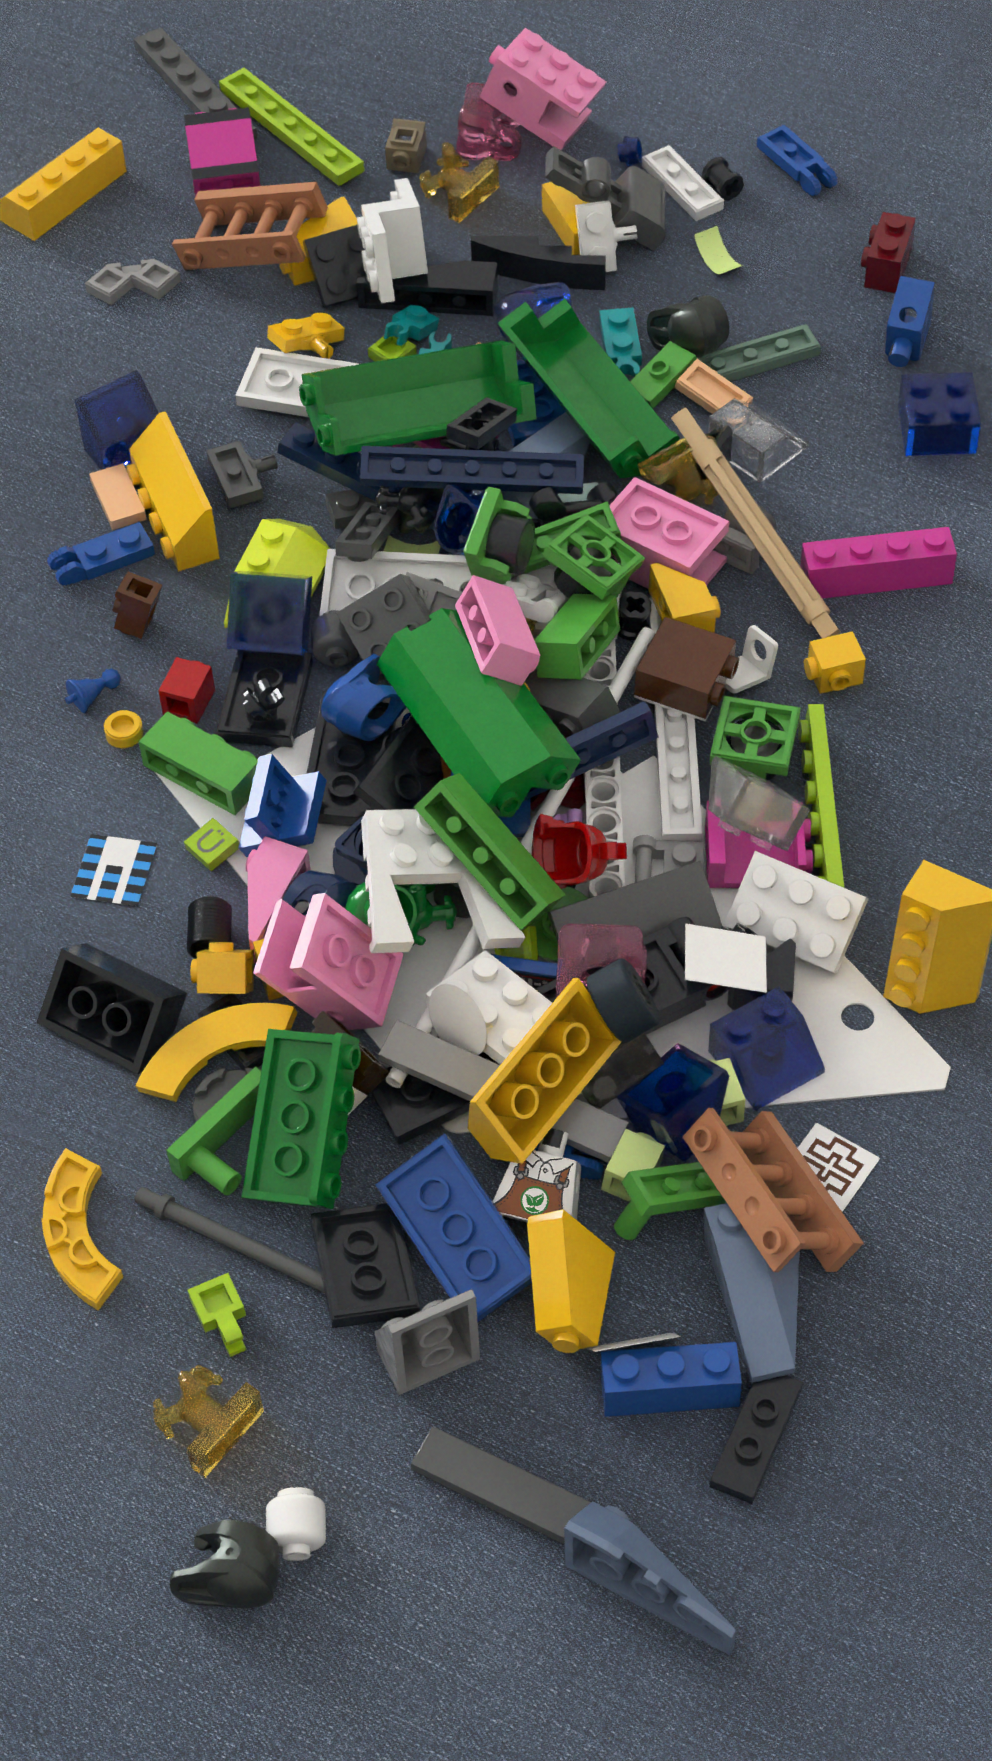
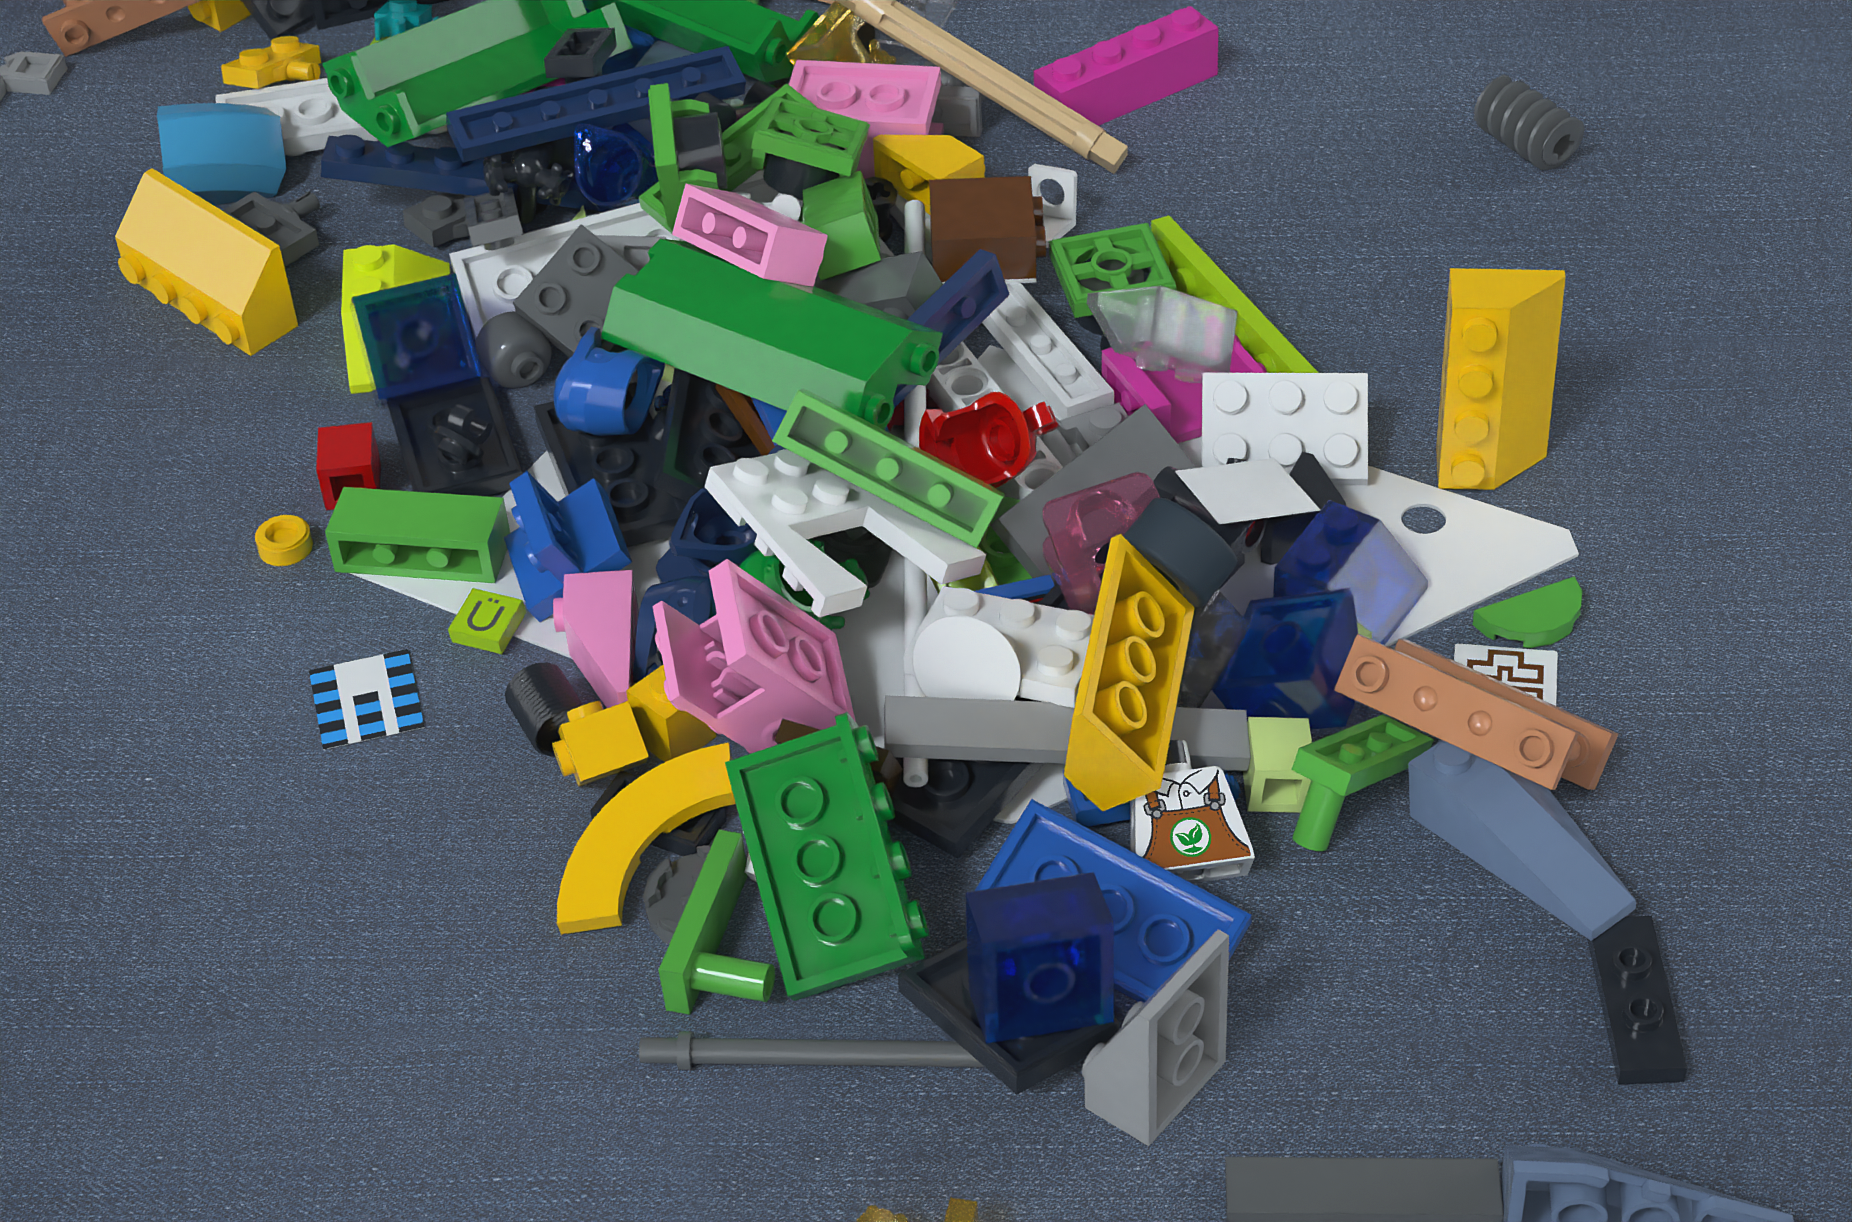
camera: 25 degrees left, 10 degrees down
(67, 1231) = (569, 1141): yellow tile -> none
(85, 691) = (205, 516): blue piece -> none
(101, 554) = (137, 367): blue hinge -> none
(110, 1006) = (465, 846): black slope -> none
(114, 419) = (77, 213): clear blue slope -> none
(118, 496) = (121, 301): light nougat tile -> none
(135, 604) = (224, 395): reddish brown brick -> none
(219, 1307) = (846, 1133): lime plate -> none
(230, 400) = (222, 150): none -> dark azure slope
(379, 1249) = (1040, 957): none -> clear blue brick
(568, 1280) = (1292, 910): yellow slope -> none
(633, 1342) = (1423, 947): white sticker -> none
(670, 1379) = (1492, 974): blue brick -> none
(835, 662) = (1146, 180): yellow brick -> none
(879, 1126) = (1535, 616): none -> bright green tile

